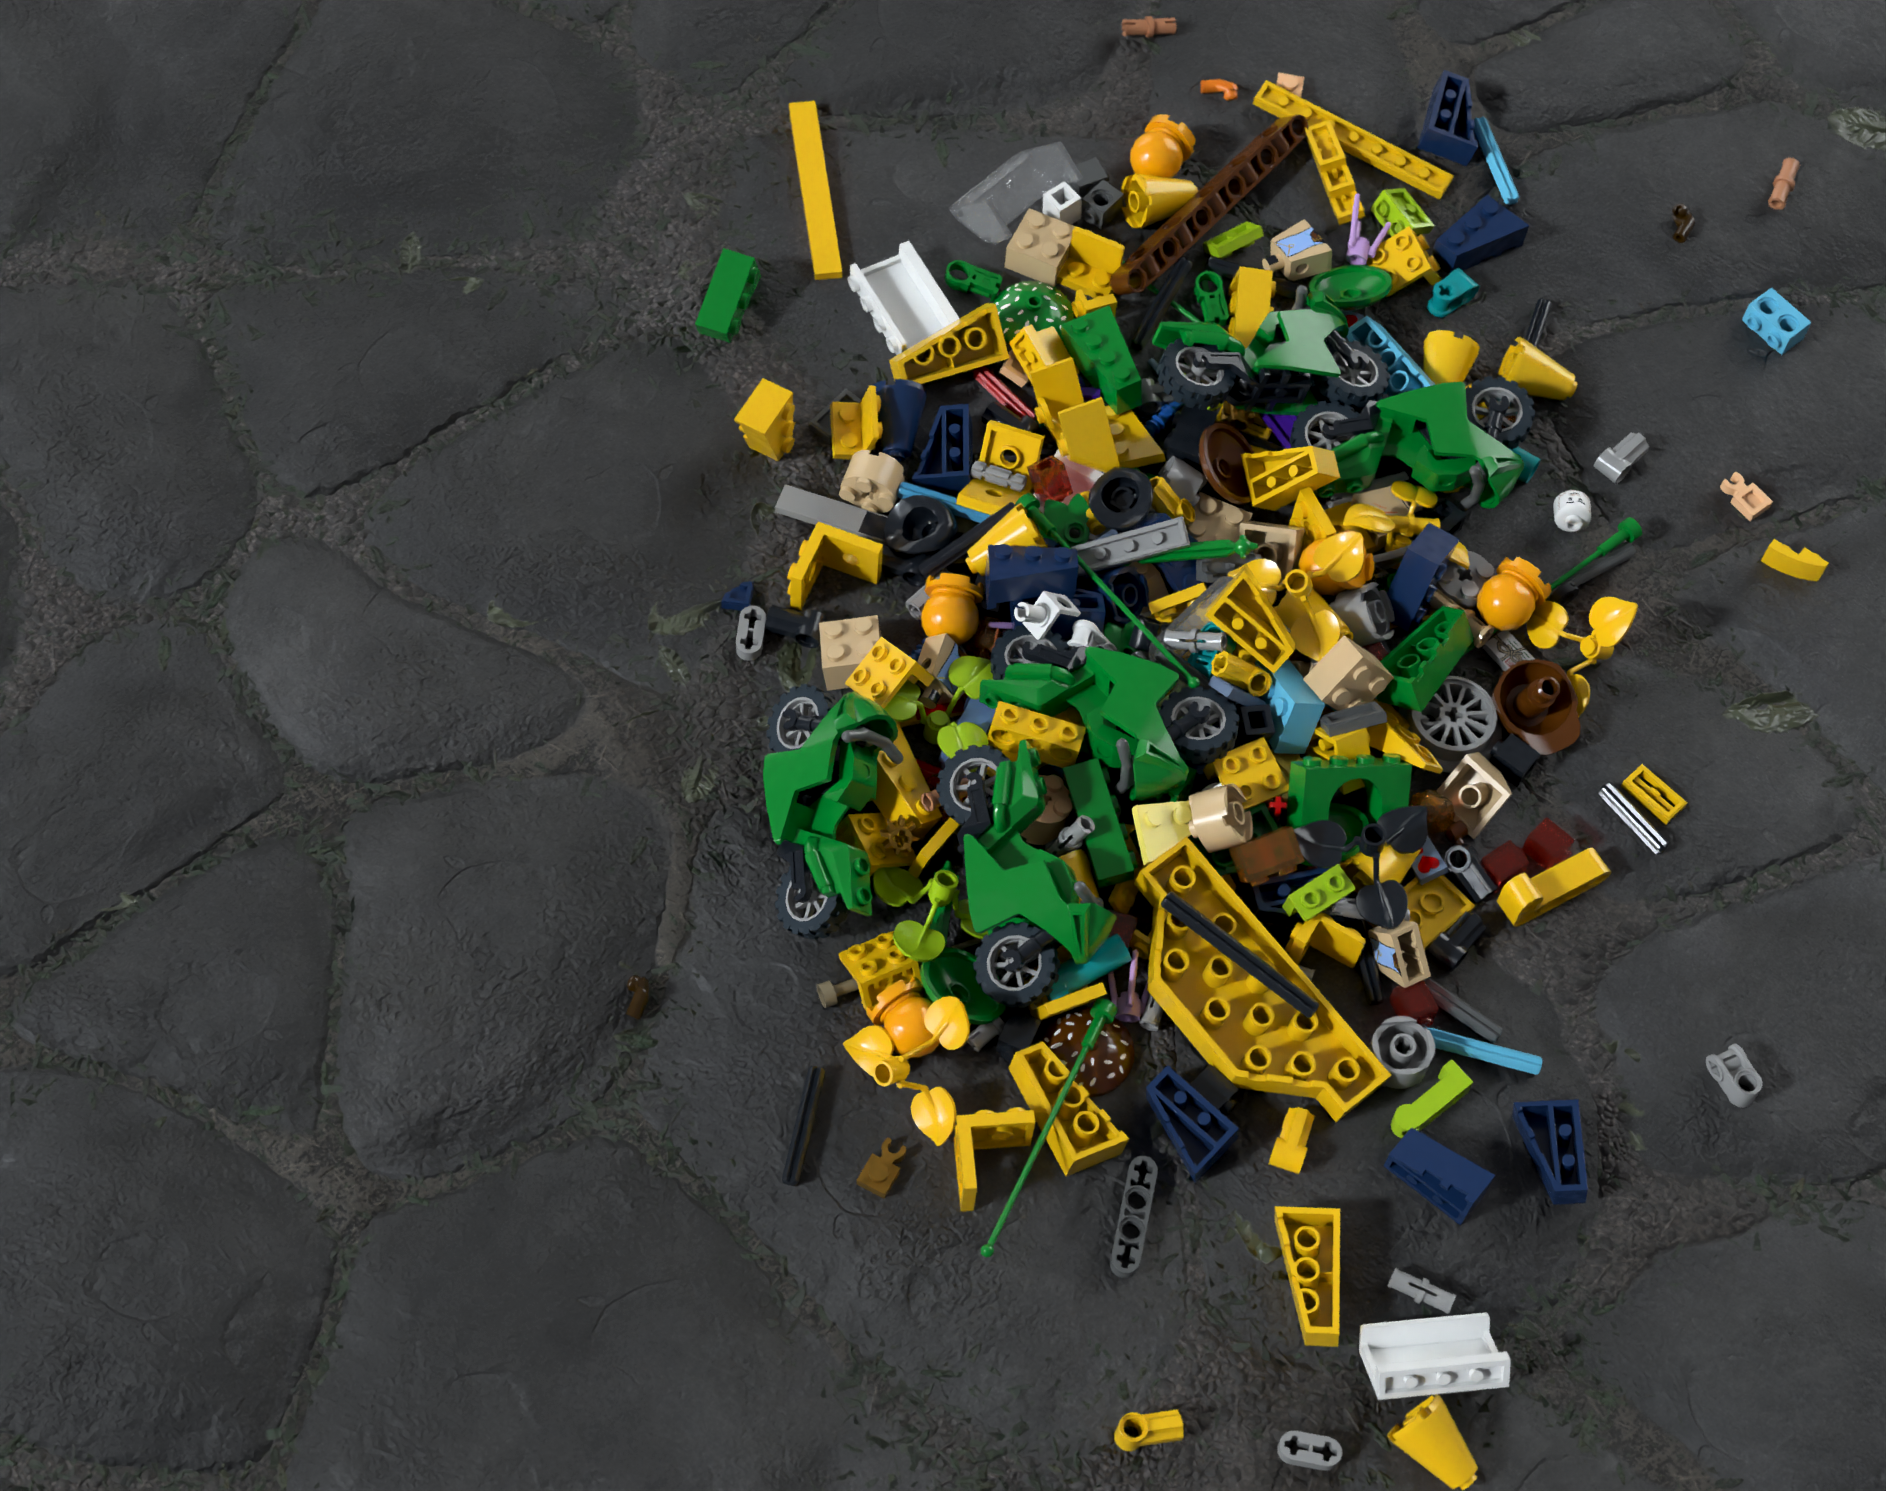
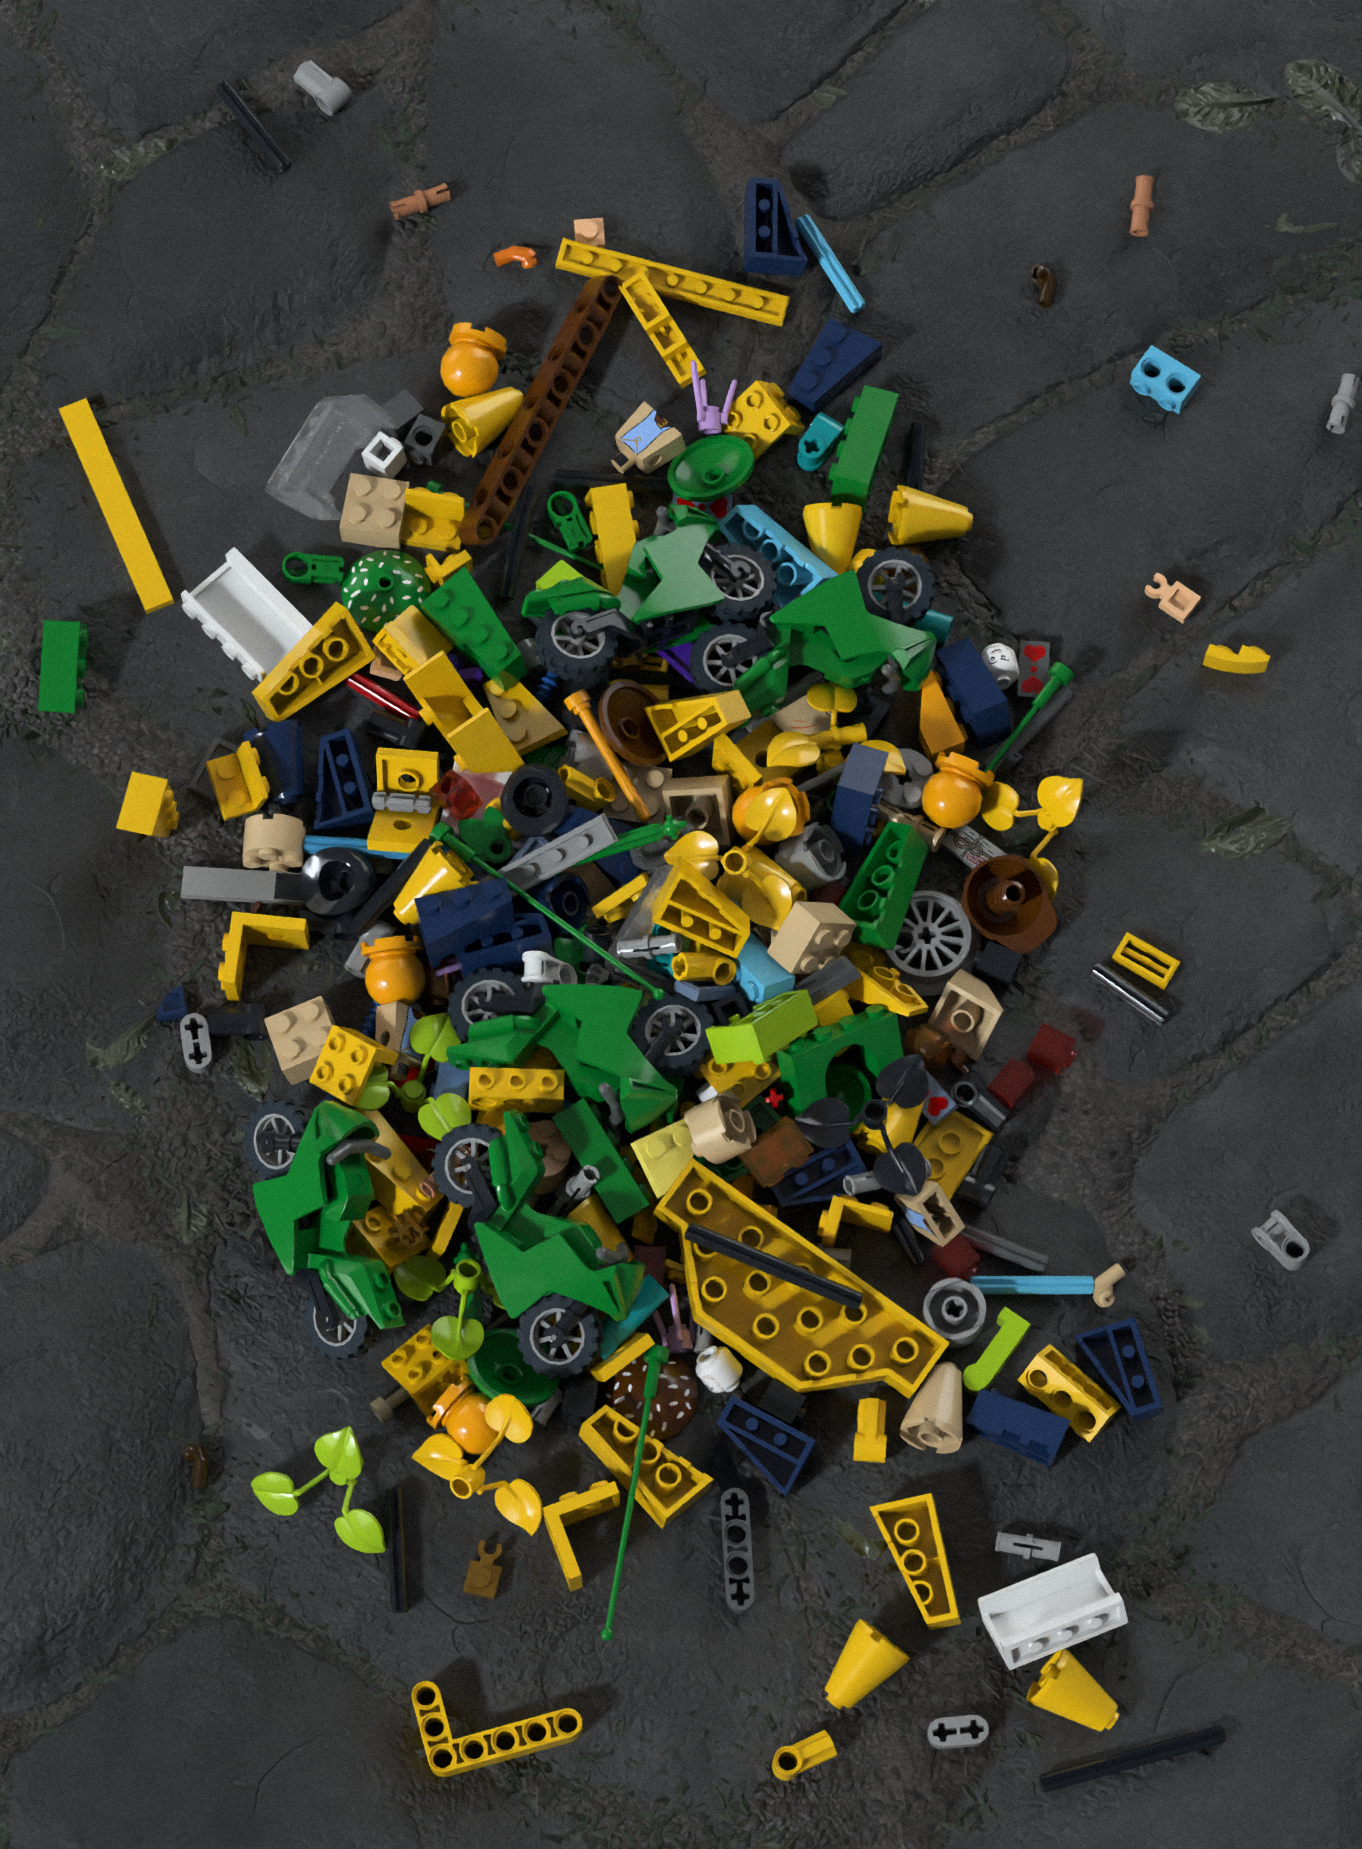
camera: 10 degrees left, 10 degrees up
(775, 1010) = (344, 1463): none -> lime plant
(842, 1324) = (486, 1739): none -> yellow beam
(1045, 611) = (491, 956): white bracket -> none
(1159, 1043) = (719, 1369): none -> white head
(1184, 430) = (580, 705): none -> light orange piece
(1231, 1357) = (863, 1665): none -> yellow cone
(1233, 239) = (574, 443): lime plate -> none
(1283, 739) = (764, 1030): none -> lime wedge
(1319, 894) = (837, 1179): lime bracket -> none
(1361, 1140) = (936, 1411): none -> tan cone
(1402, 211) = (745, 359): lime bracket -> none
(1492, 302) = (863, 447): none -> green wedge
(1506, 536) = (937, 724): none -> light orange slope
(1511, 1159) = (1084, 1393): none -> yellow brick
(1530, 897) = (1044, 1112): yellow beam -> none
(1546, 526) = (974, 693): none -> dark blue wedge
(1551, 1069) = (1104, 1284): none -> tan arm
(1603, 523) = (1033, 668): none -> dark grey tile
(1618, 461) = (1033, 594): light grey piece -> none

